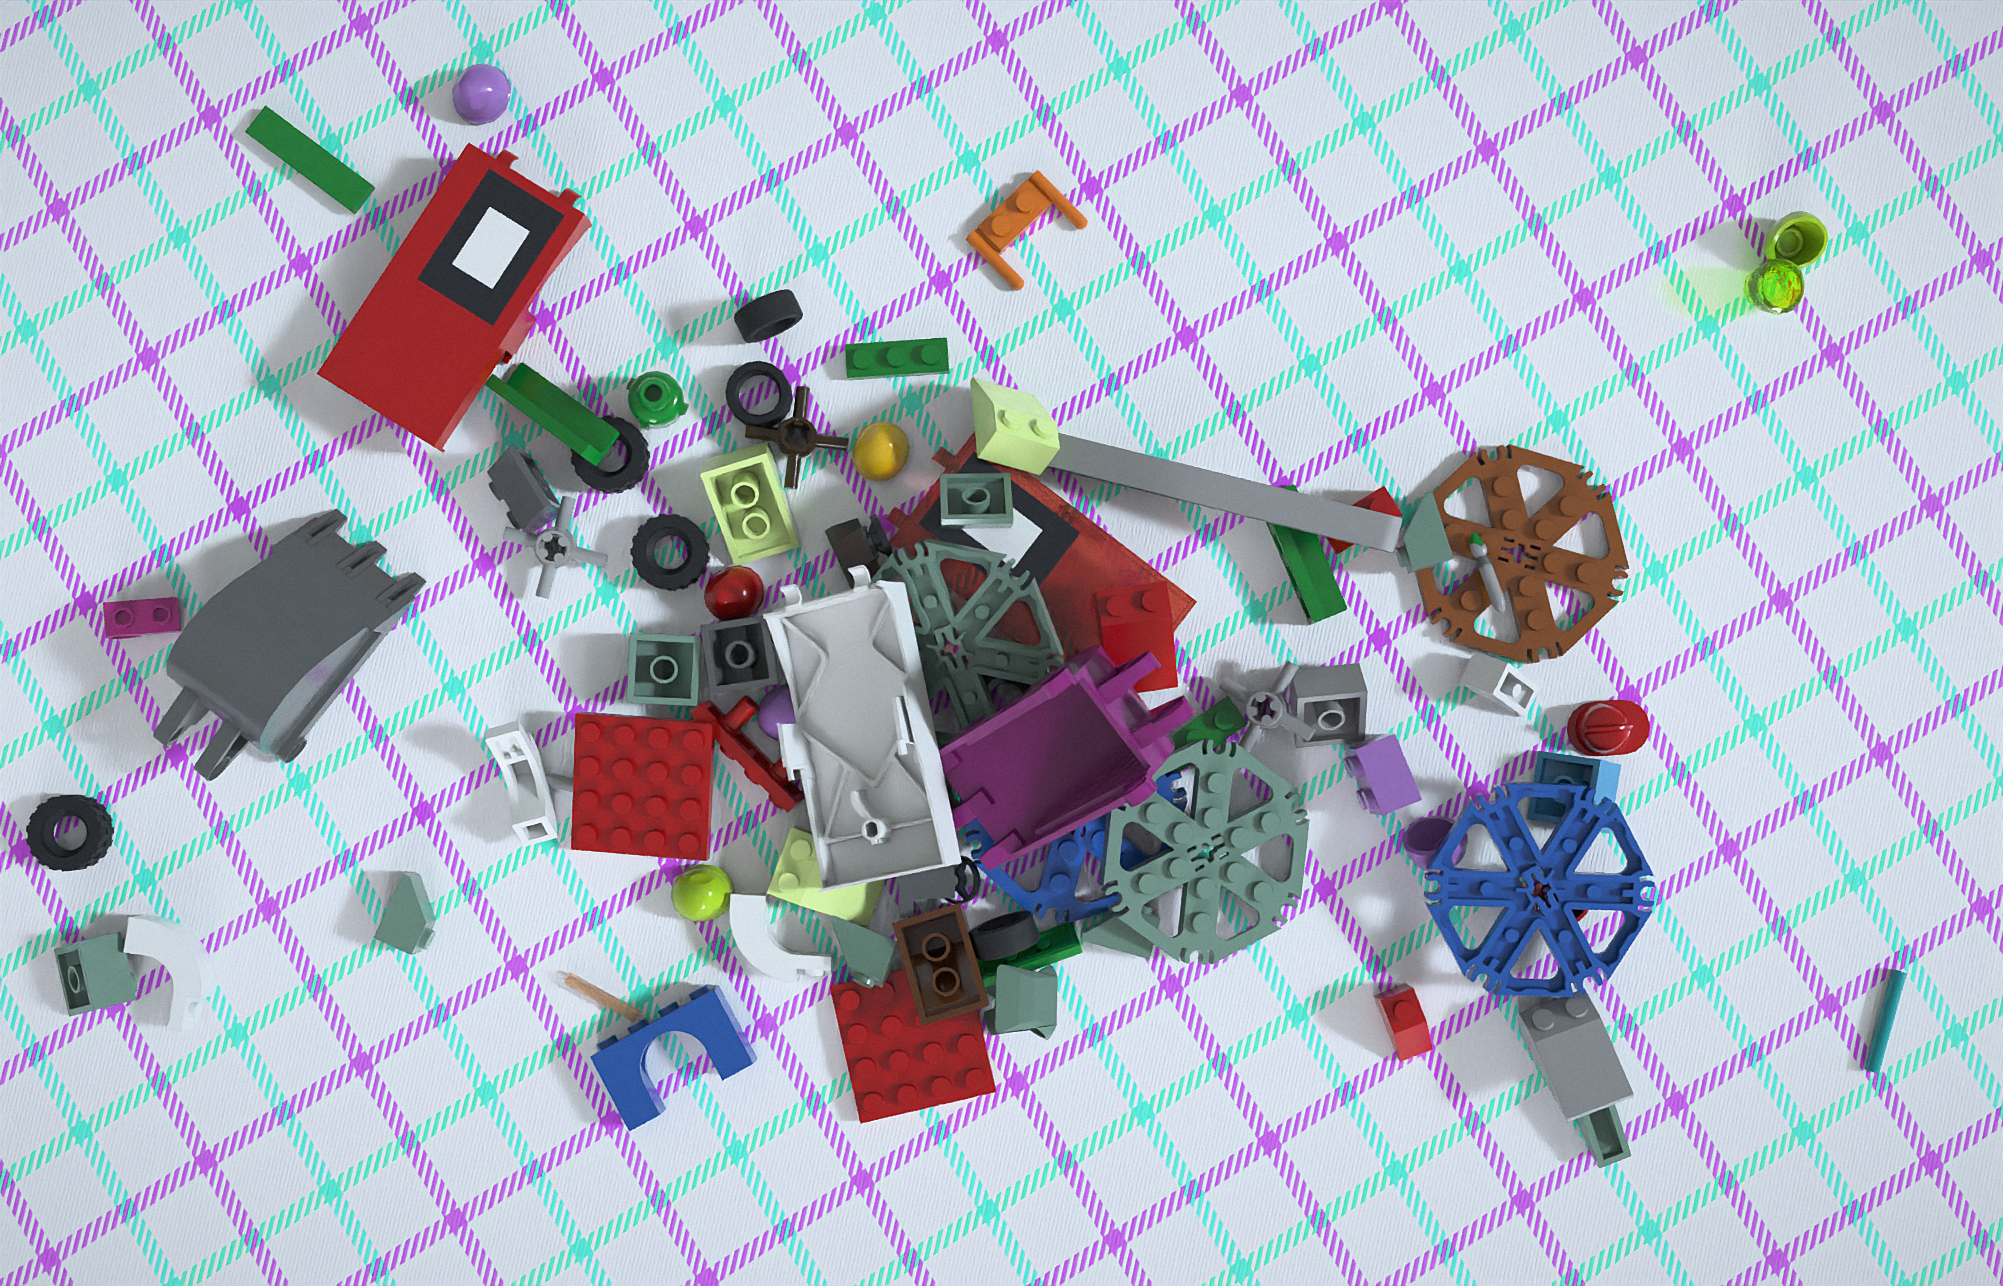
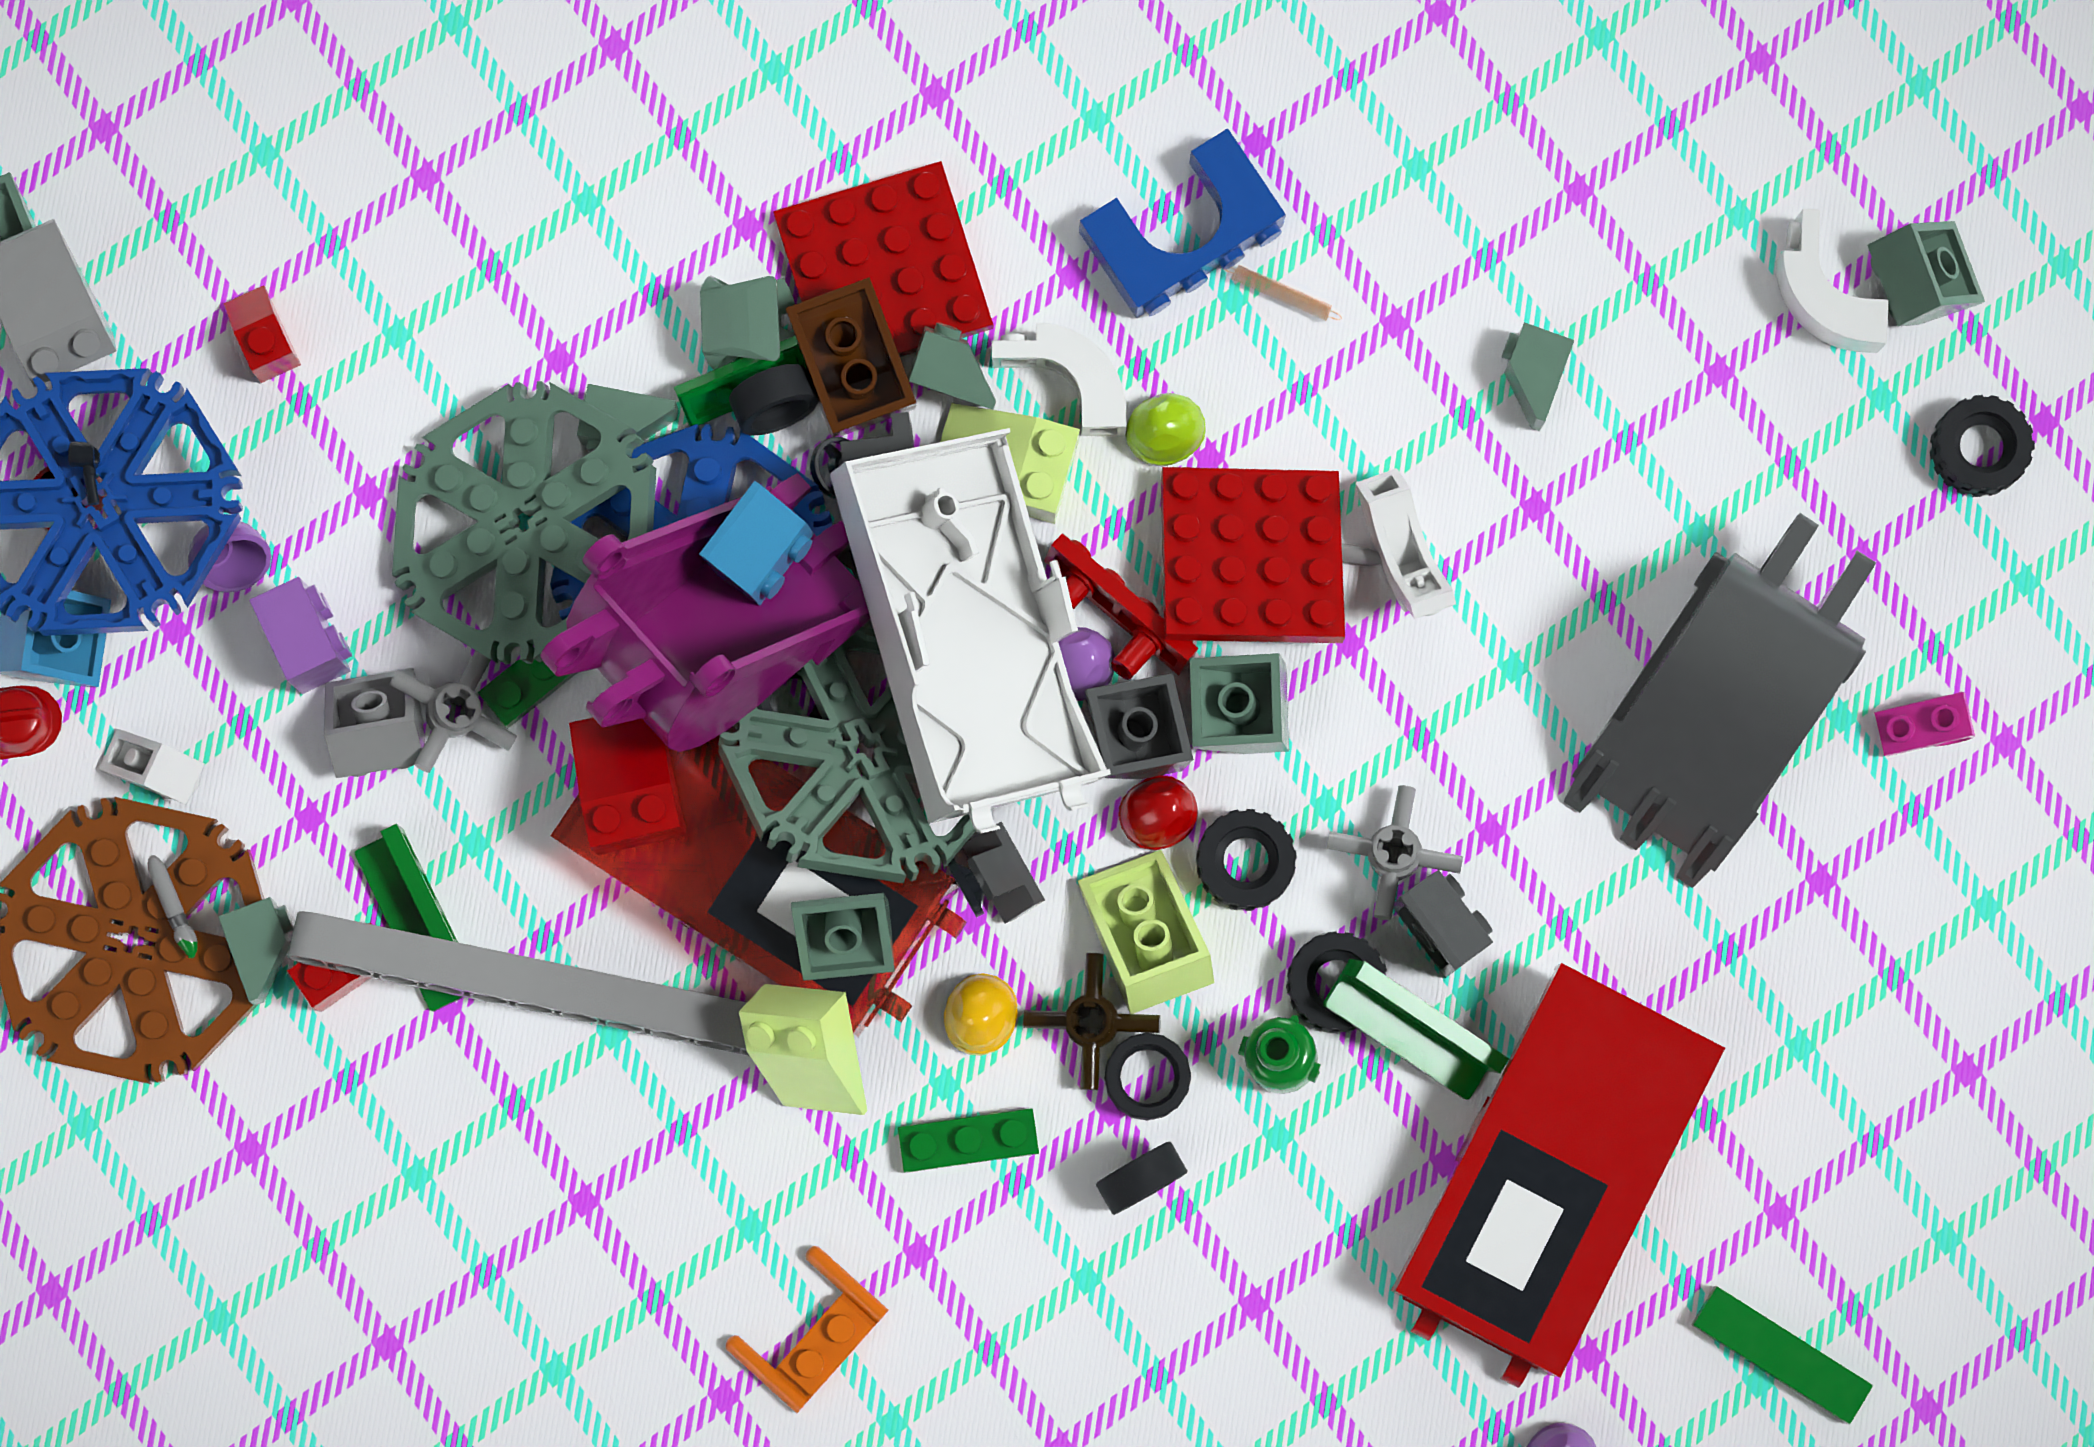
camera: 165 degrees right, 5 degrees down
(1021, 808) = (757, 544): none -> dark azure slope
(1544, 922) = (86, 456): none -> black hand

